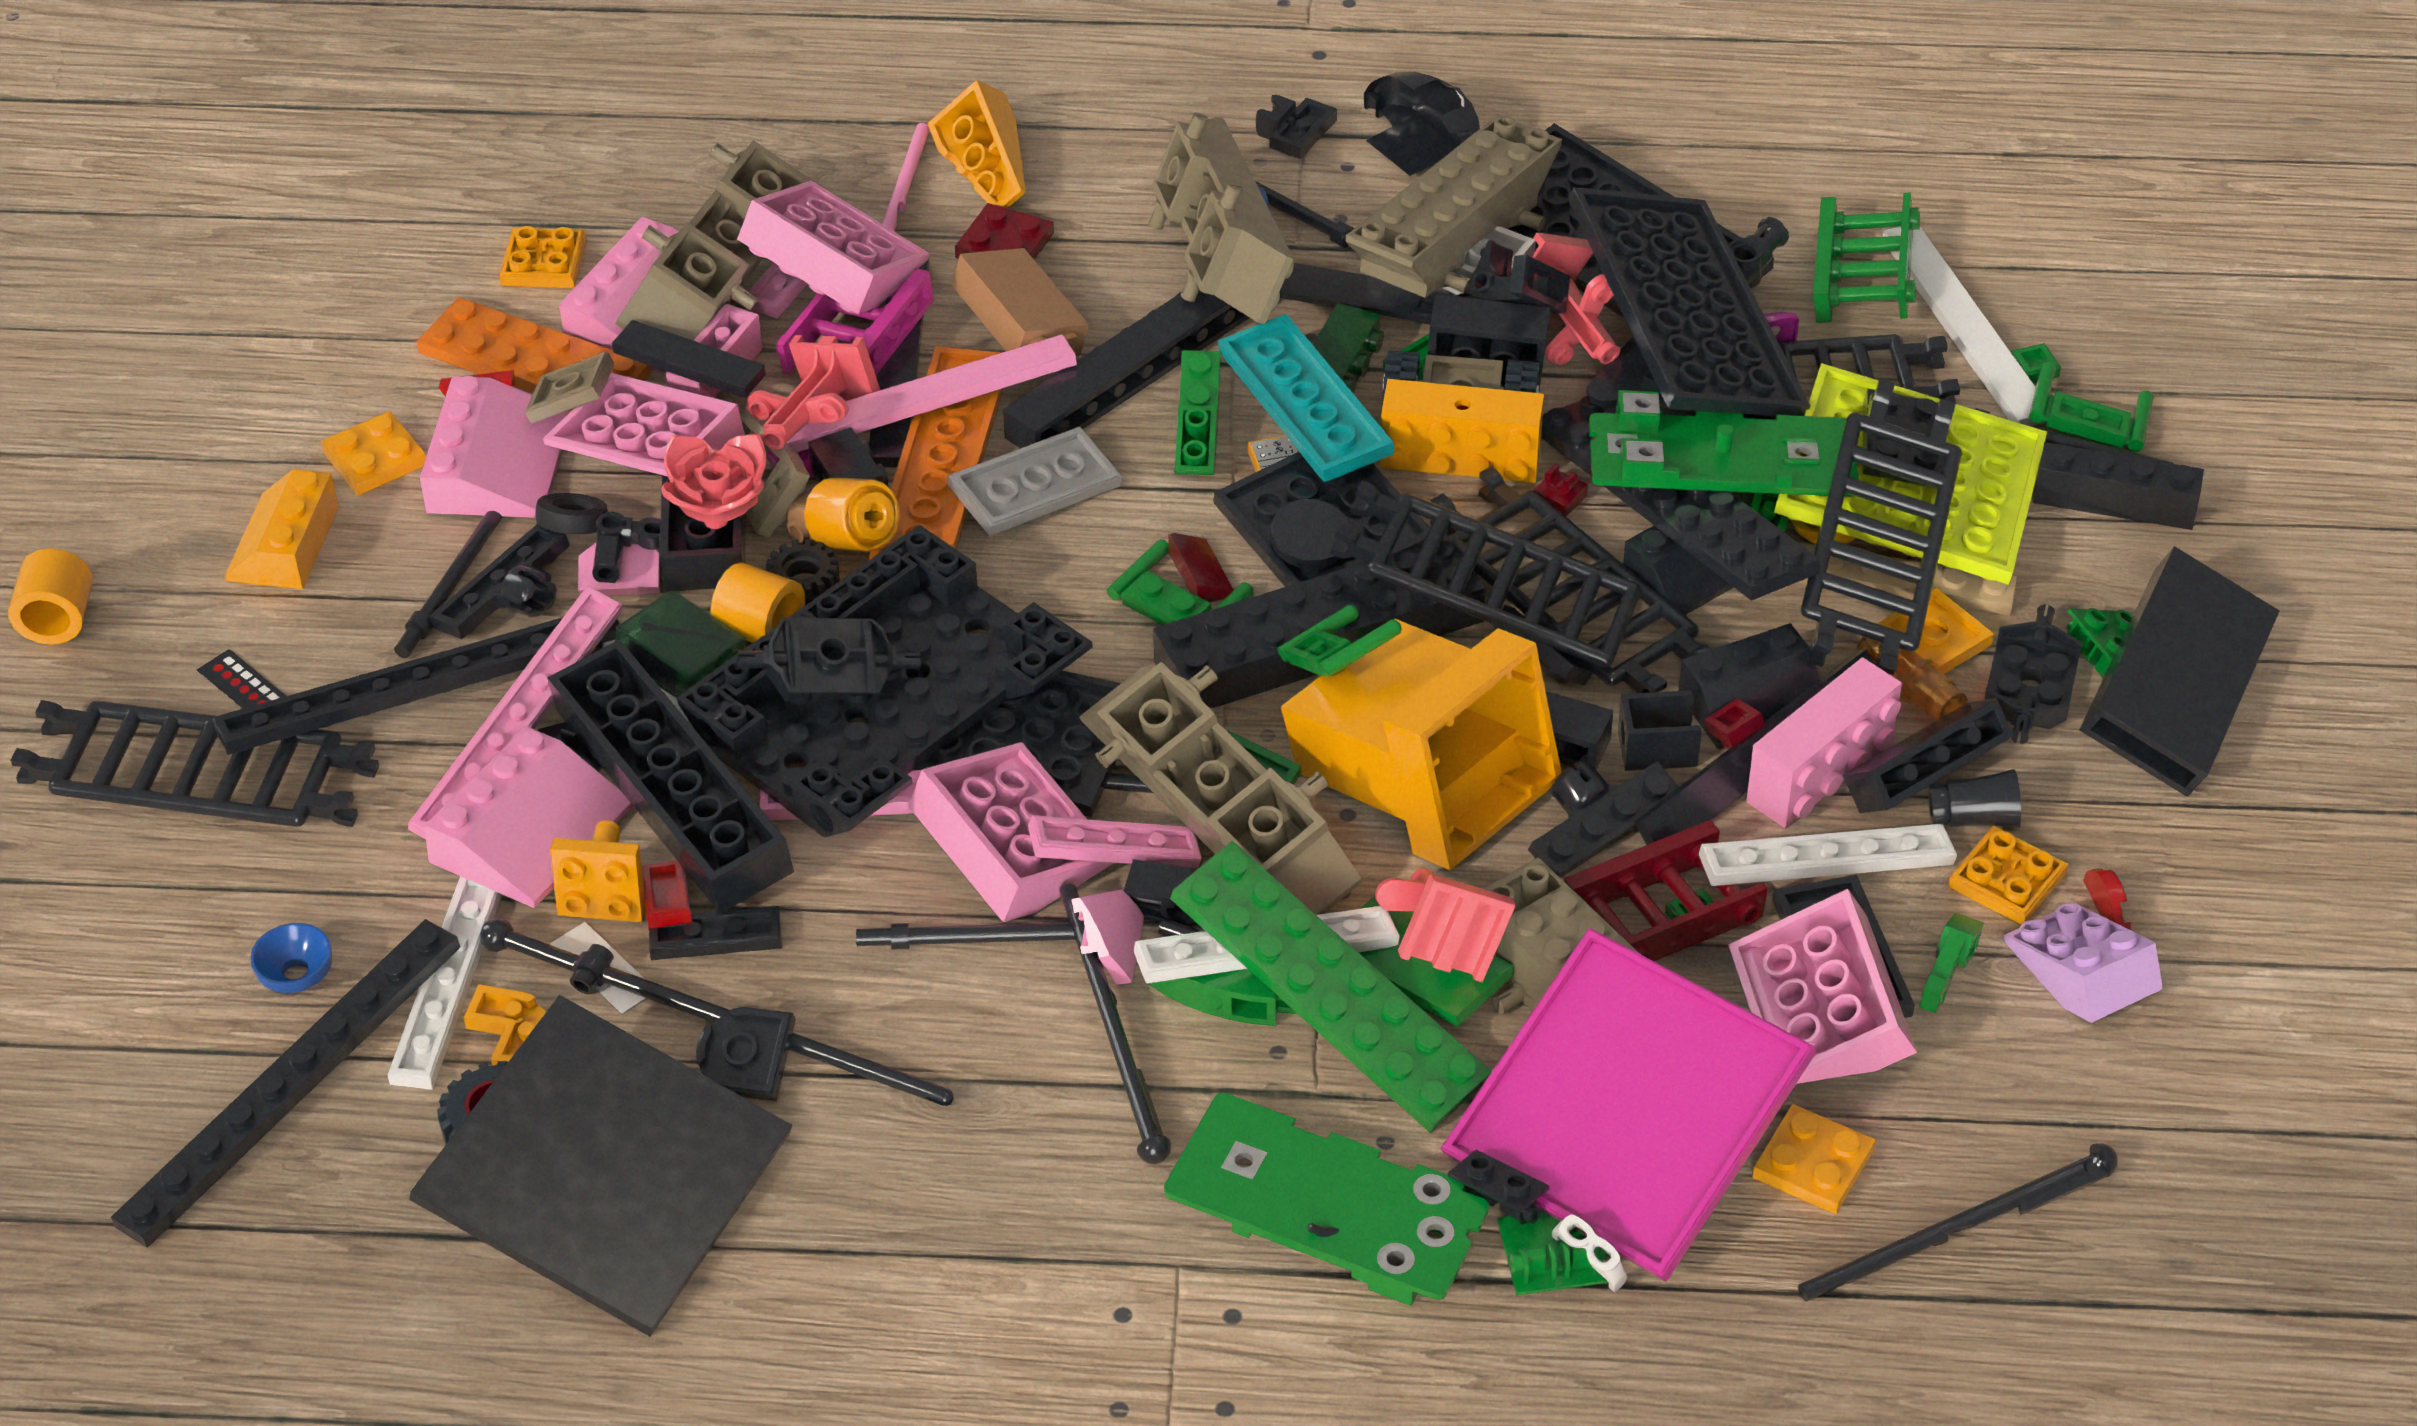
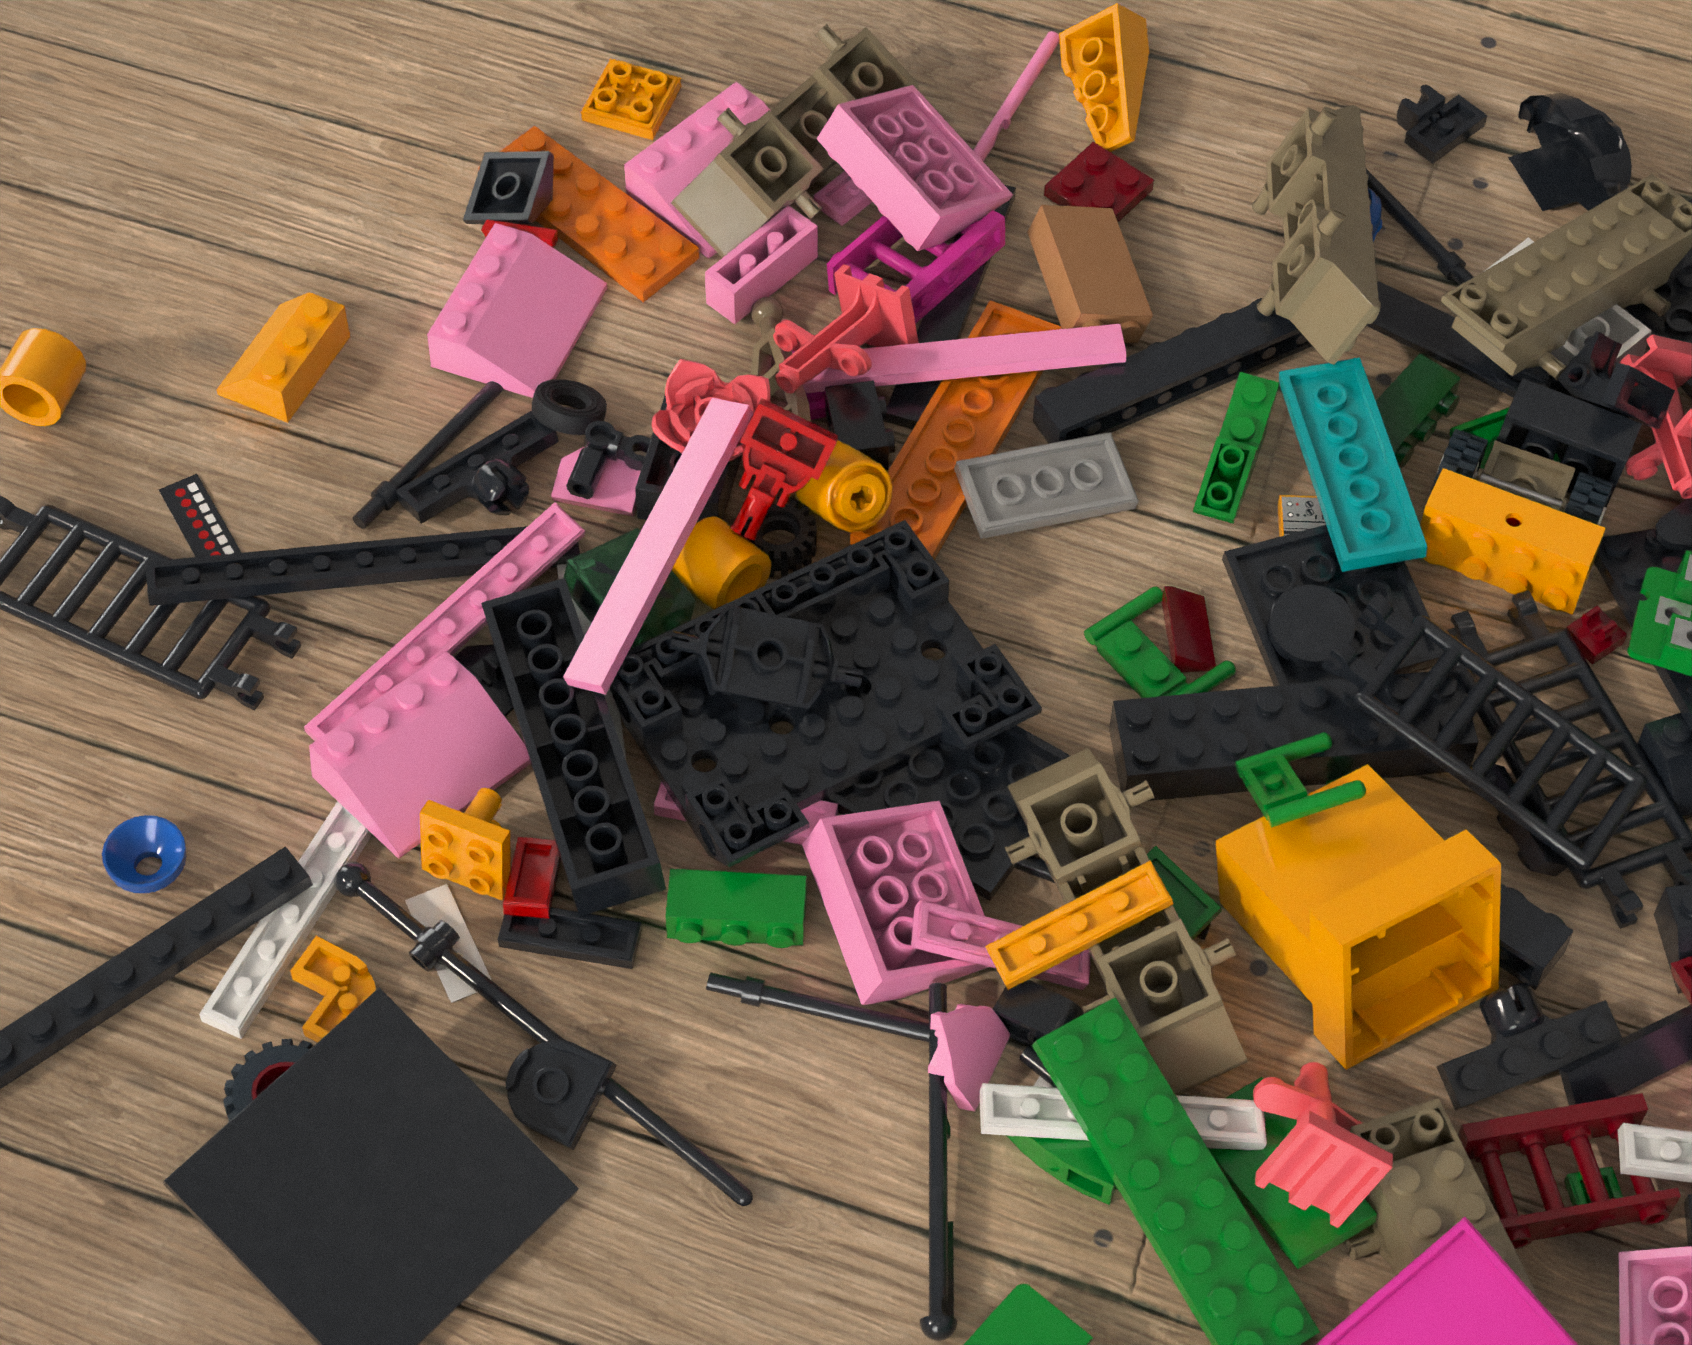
camera: 15 degrees right, 10 degrees up
(373, 453) = (400, 284): light orange plate -> none
(456, 346) = (511, 187): none -> black slope
(569, 387) = (606, 264): dark tan tile -> none
(637, 420) = (658, 319): bright pink slope -> none
(688, 359) = (731, 263): black tile -> none
(701, 588) = (658, 546): none -> bright pink tile
(793, 489) = (782, 454): none -> red brick
(863, 872) = (736, 907): none -> green brick
(1181, 799) = (1079, 925): none -> light orange tile
(1658, 729) = (1612, 982): black piece -> none

